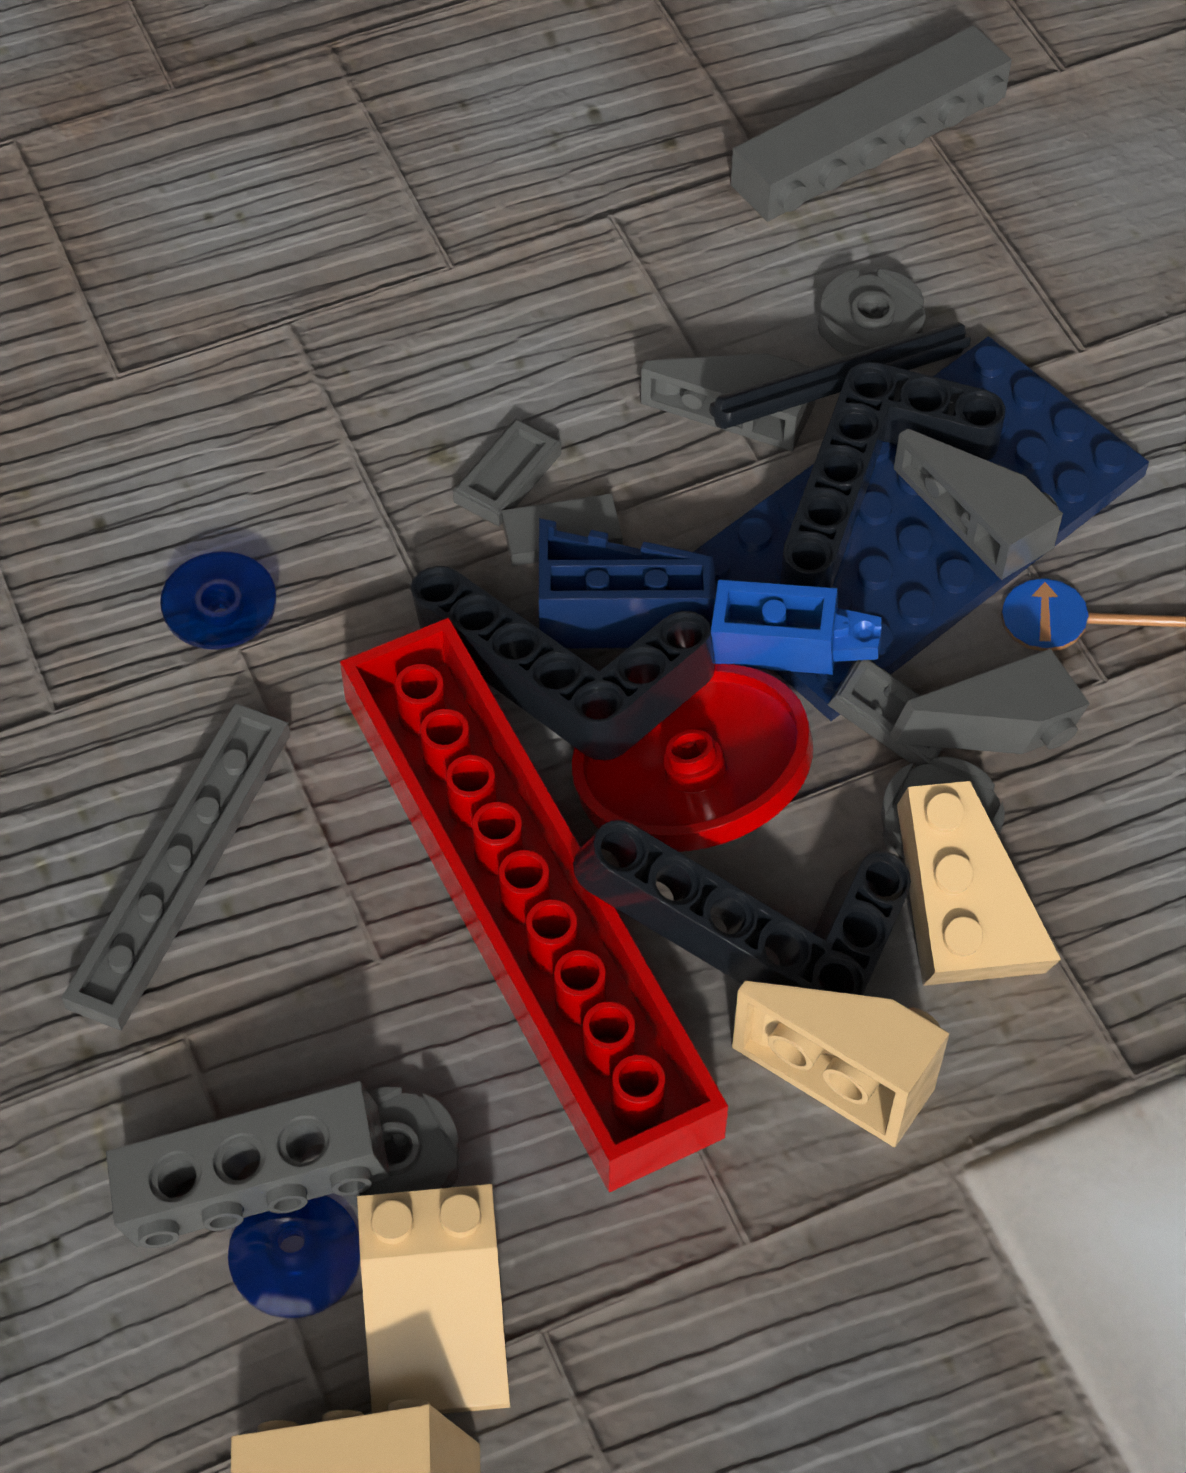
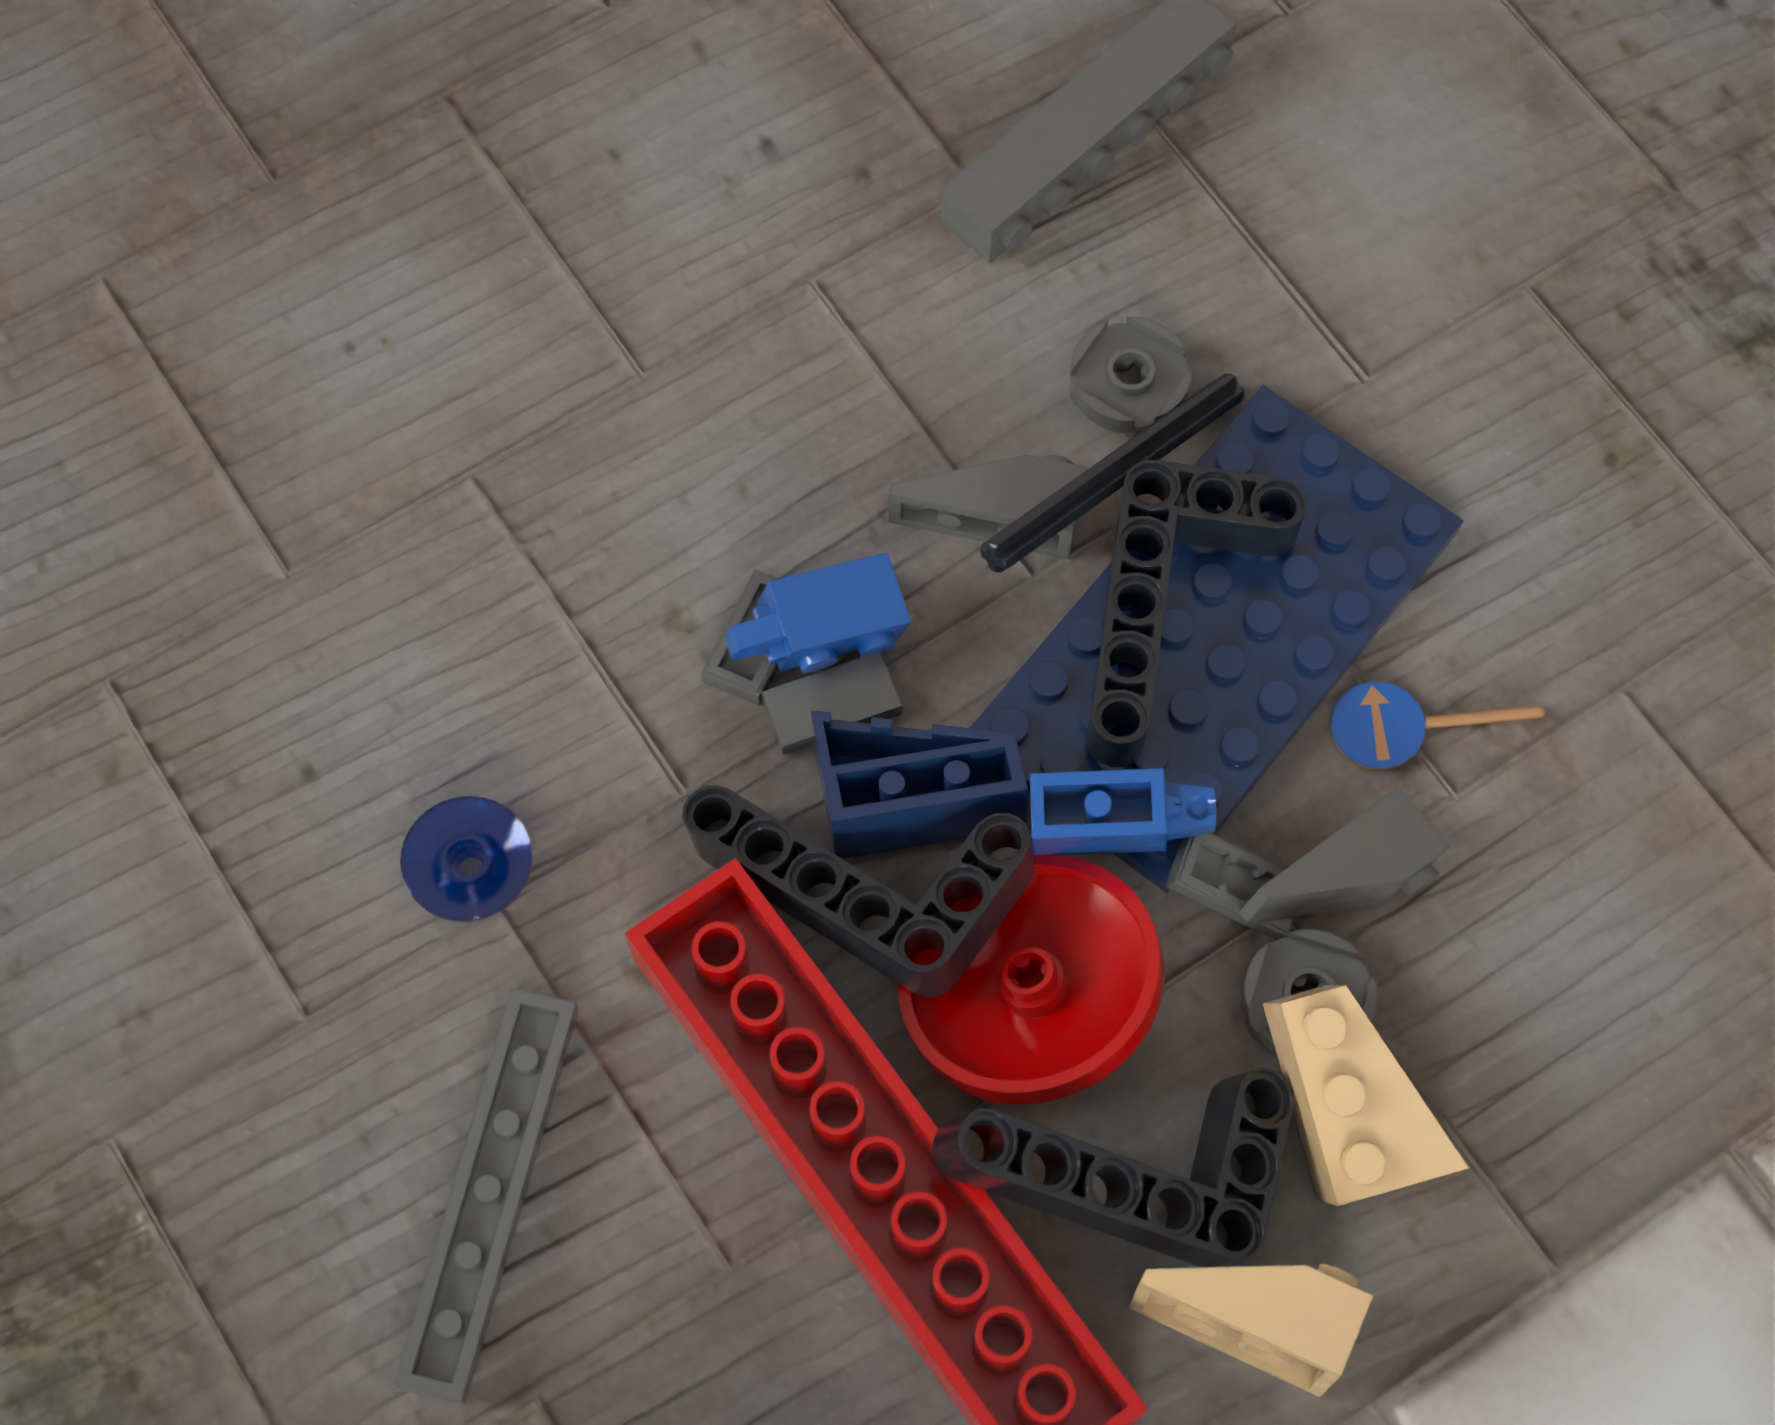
camera: 10 degrees left, 10 degrees up
(566, 454) = (824, 615): none -> blue hinge
(982, 502) = (1299, 615): dark grey slope -> none

